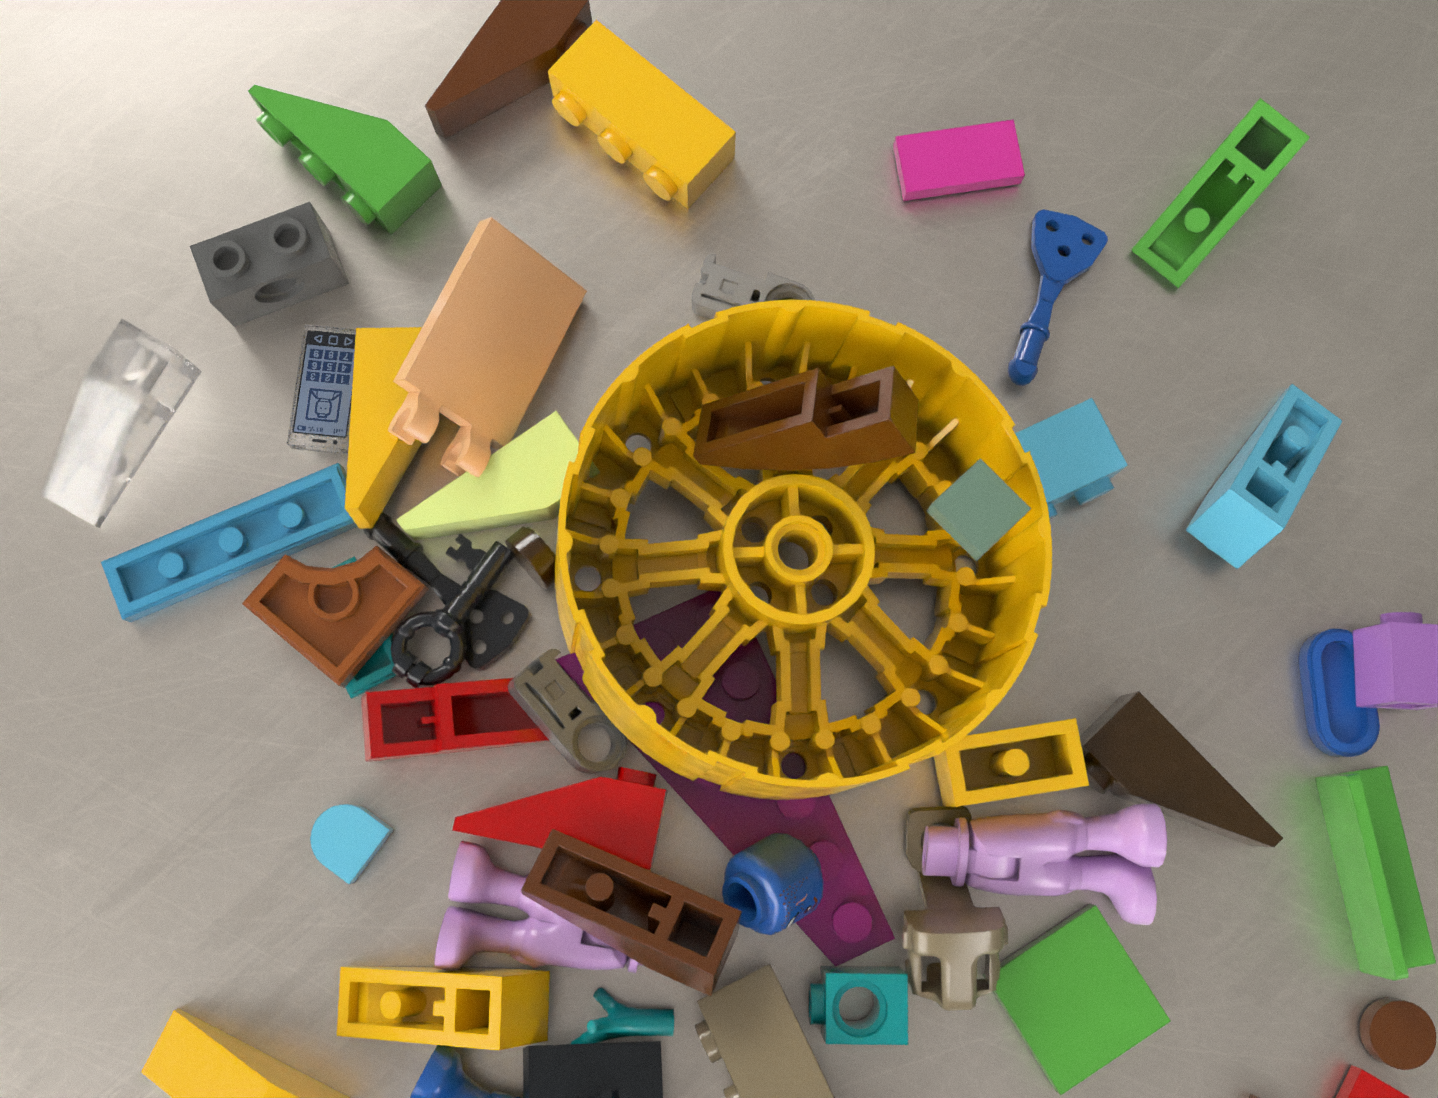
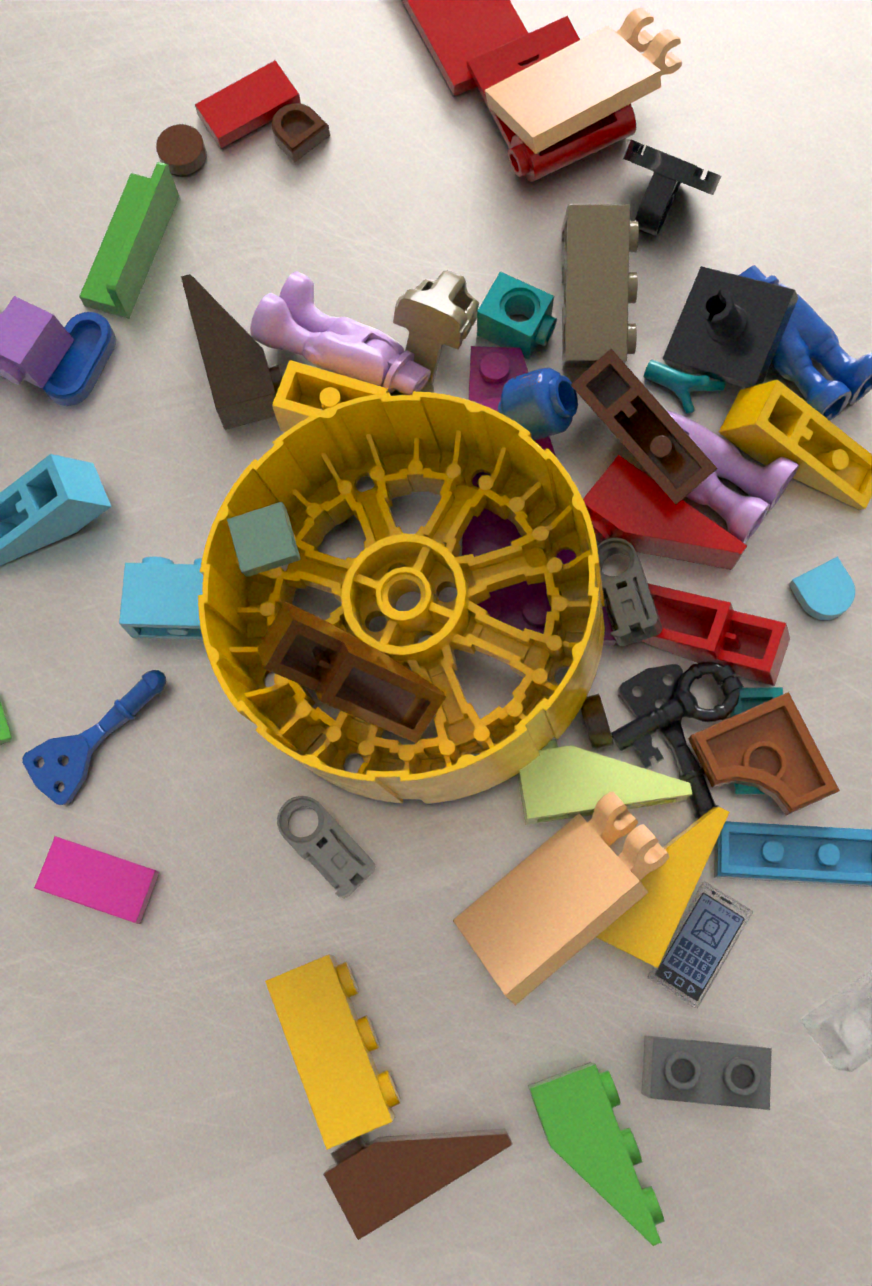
camera: 145 degrees left, 5 degrees down
(1077, 998) = (369, 259): bright green tile -> none

